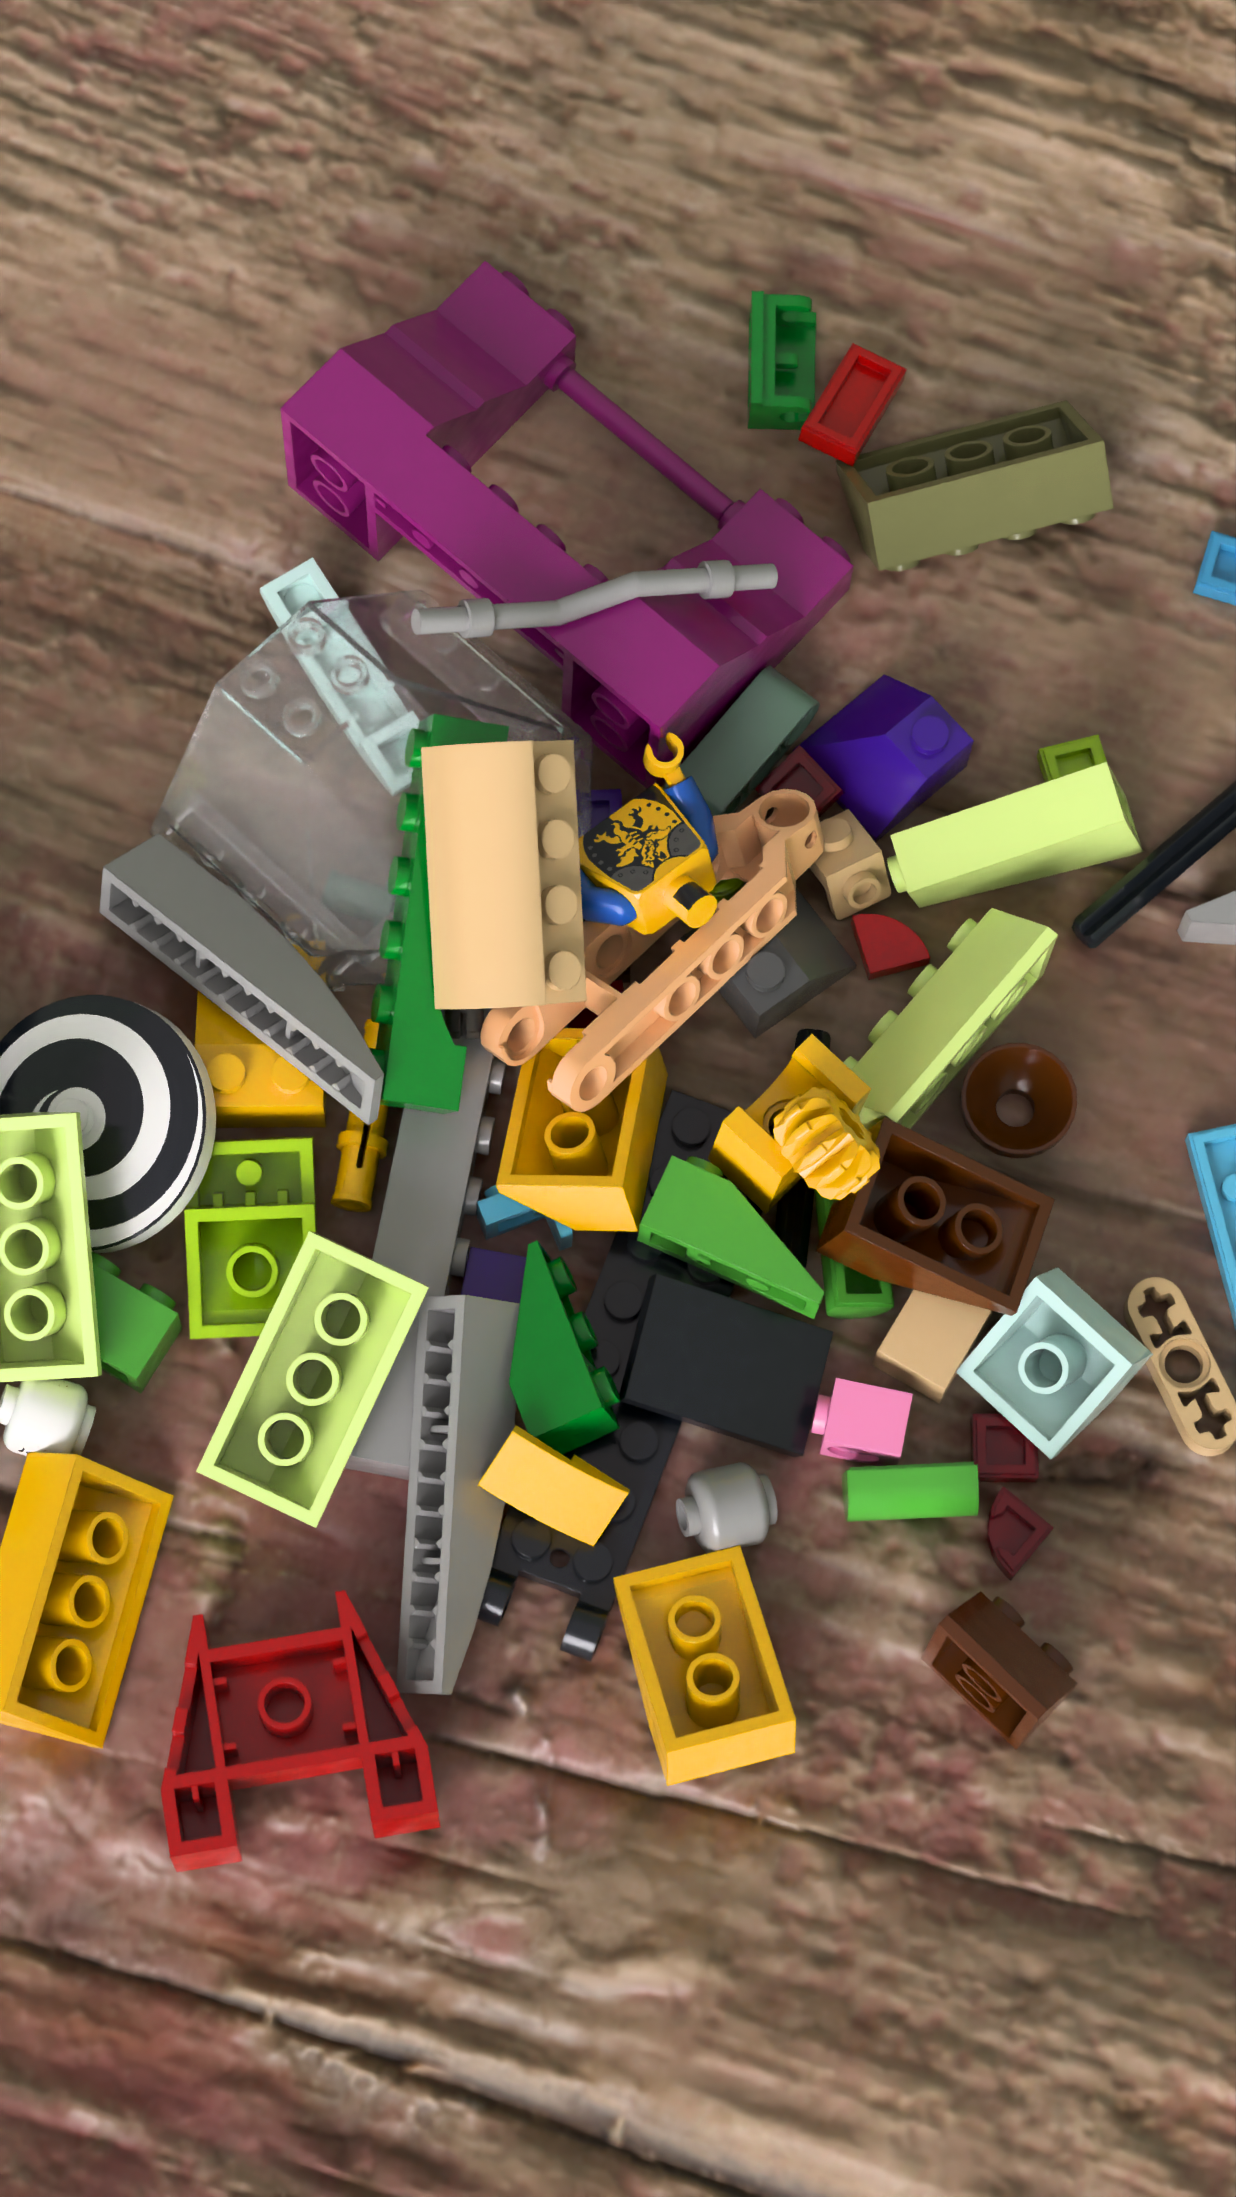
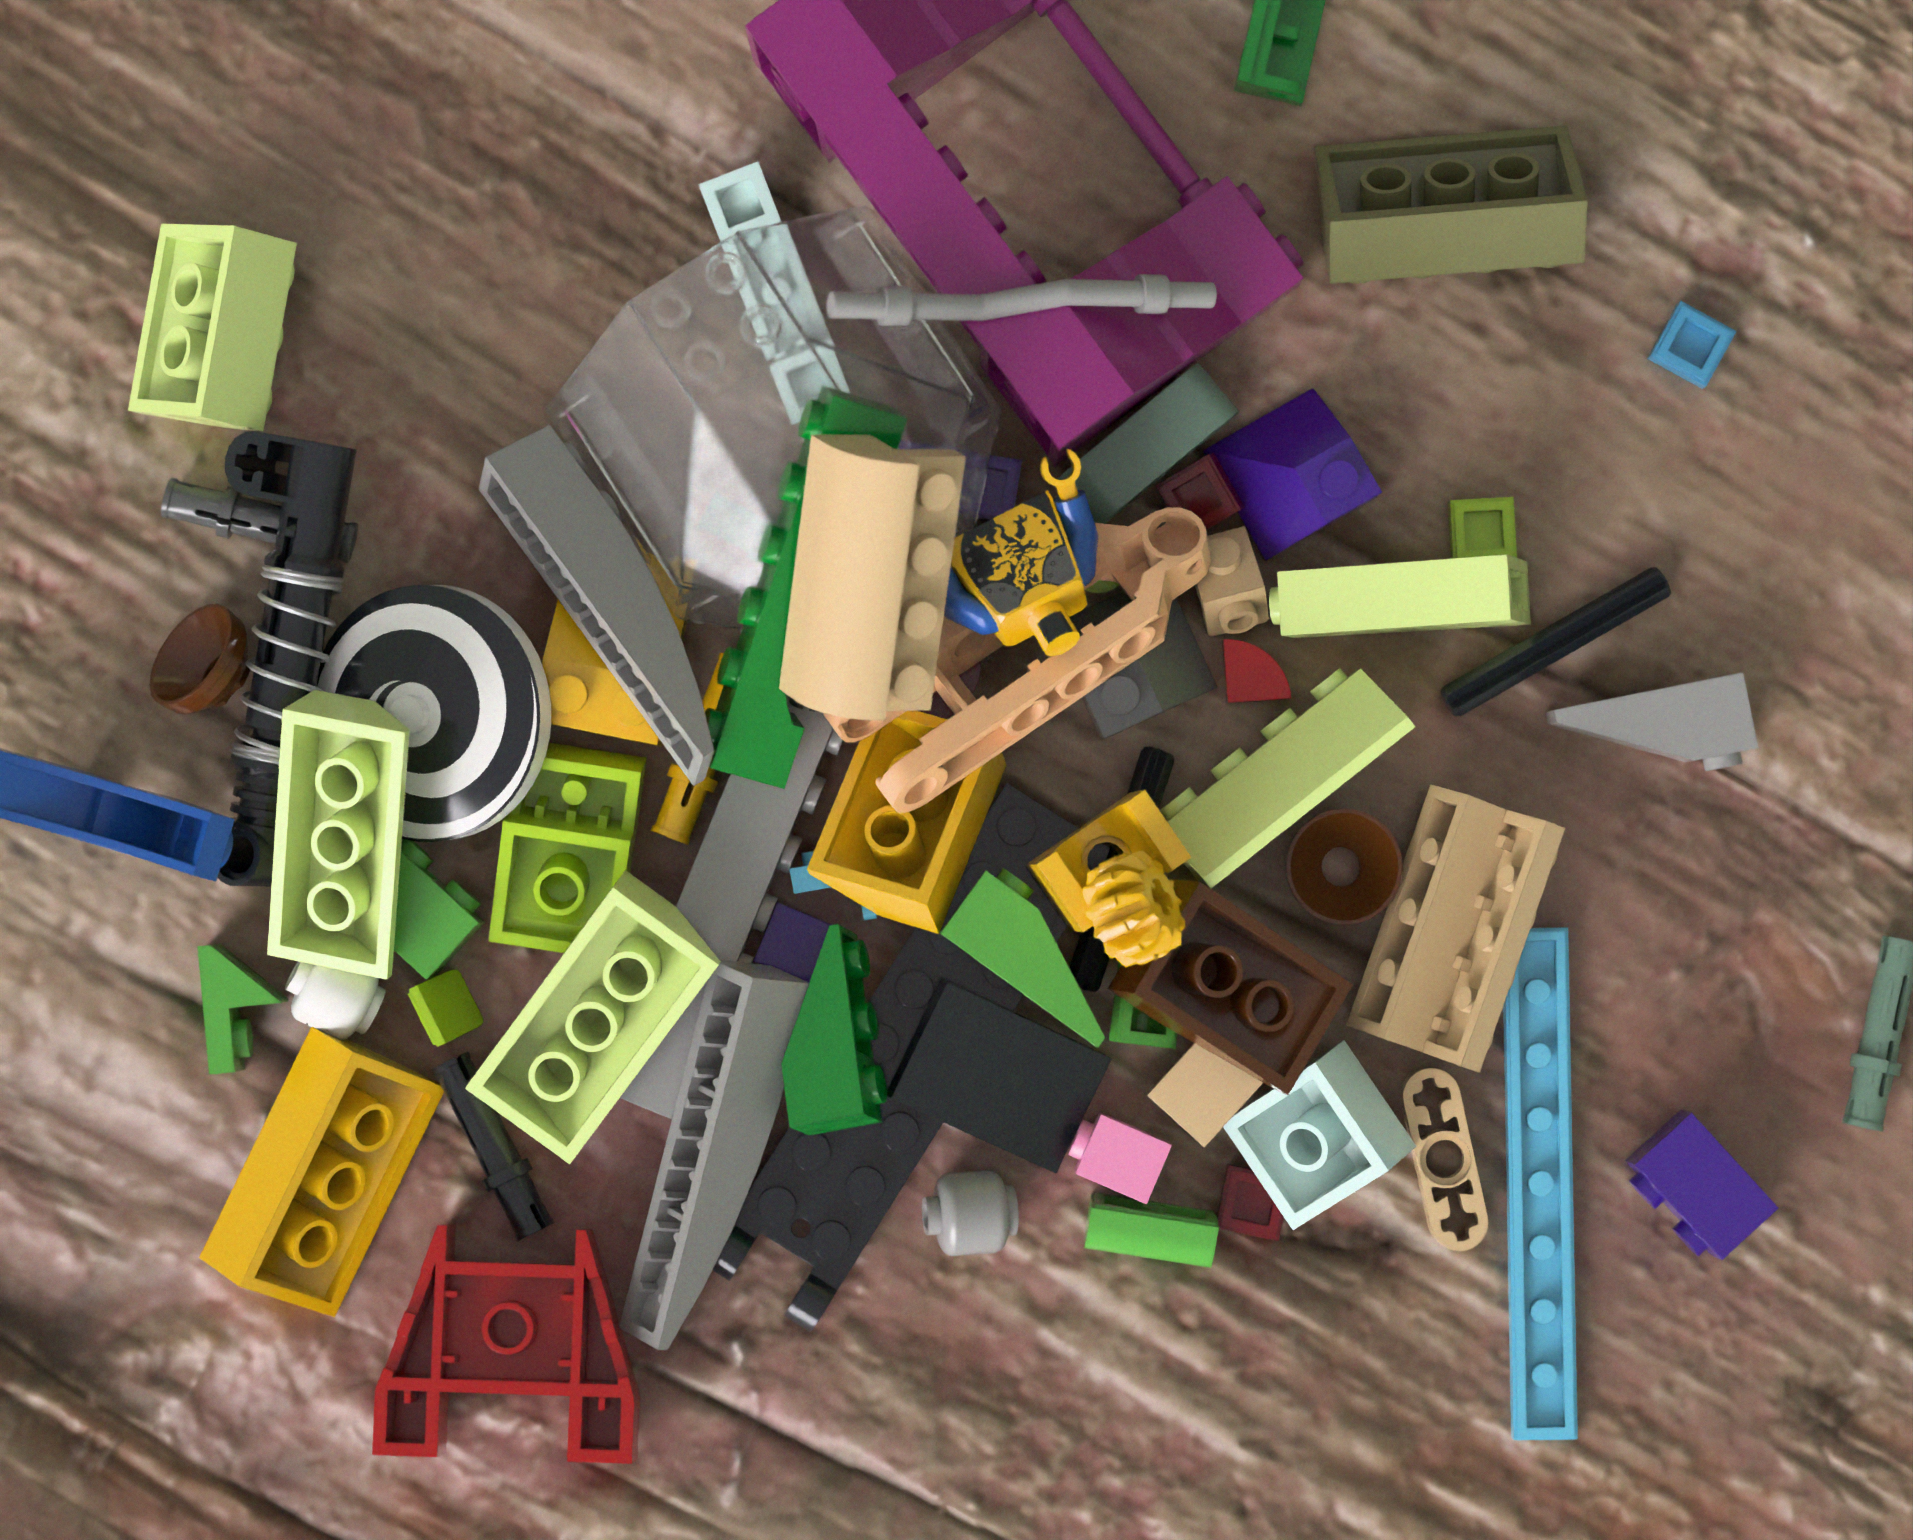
camera: 15 degrees right, 15 degrees up
(158, 1414) = (445, 1007): none -> lime slope
(248, 1560) = (494, 1149): none -> black pin
(552, 1487) = (801, 1176): yellow slope -> none
(705, 1665) = (916, 1360): yellow slope -> none
(852, 404) = (1344, 91): red tile -> none
(999, 1667) = (1199, 1428): reddish brown slope -> none
(1014, 1532) = (1243, 1287): dark red tile -> none
(1140, 1137) = (1456, 927): none -> tan brick

